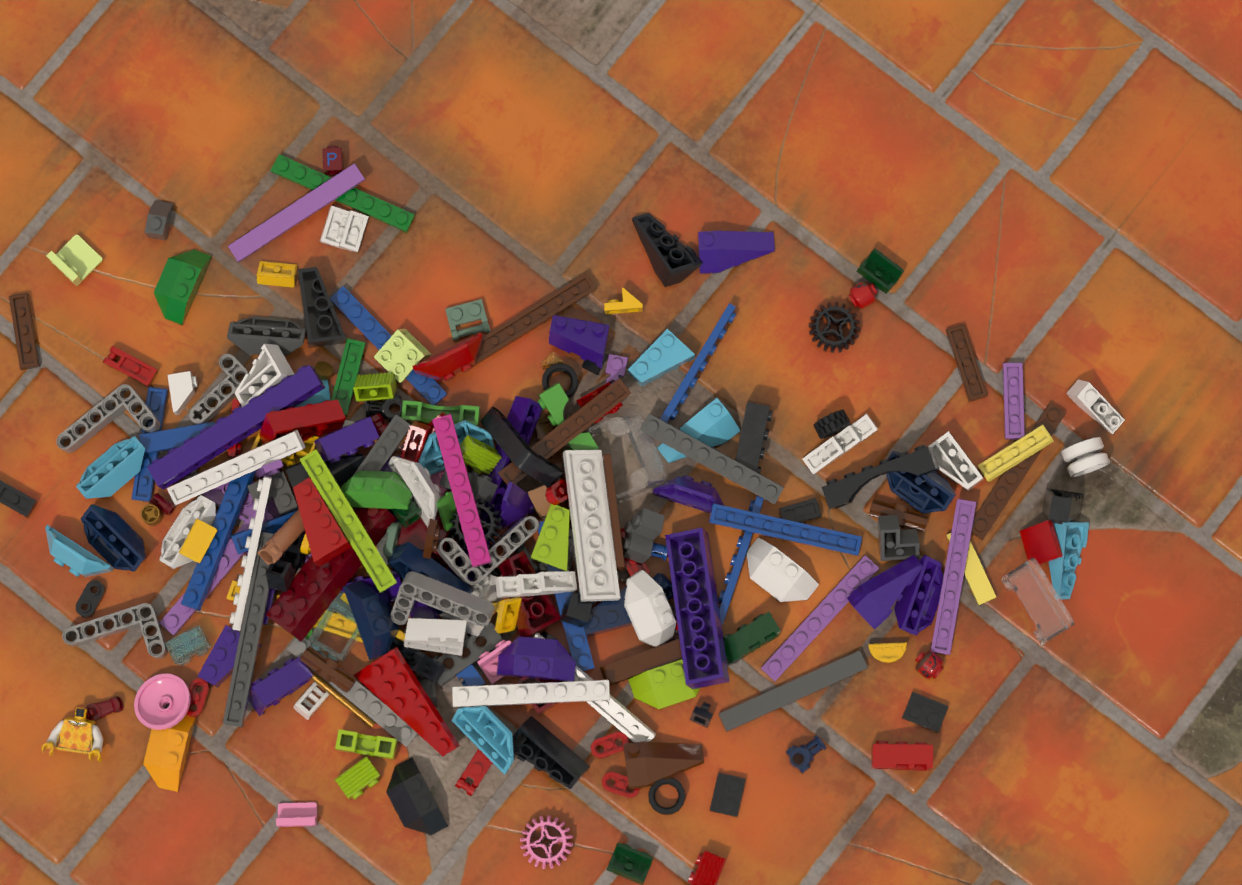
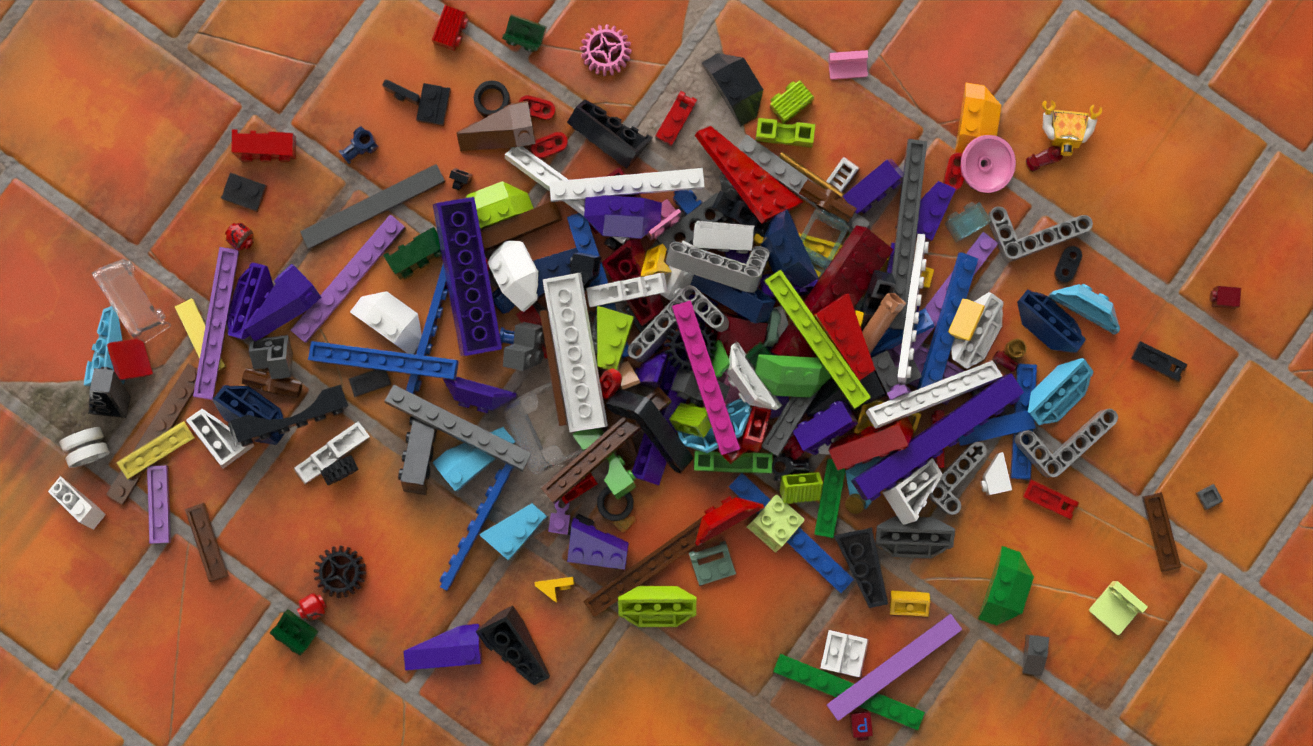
camera: 175 degrees right, 5 degrees up
(431, 539) = (731, 325): reddish brown wing -> none
(487, 734) = (667, 144): medium azure wedge -> none
(523, 280) = (657, 606): none -> lime wedge
(759, 806) = (400, 92): none -> black plate
(887, 651) = (280, 248): yellow plate -> none

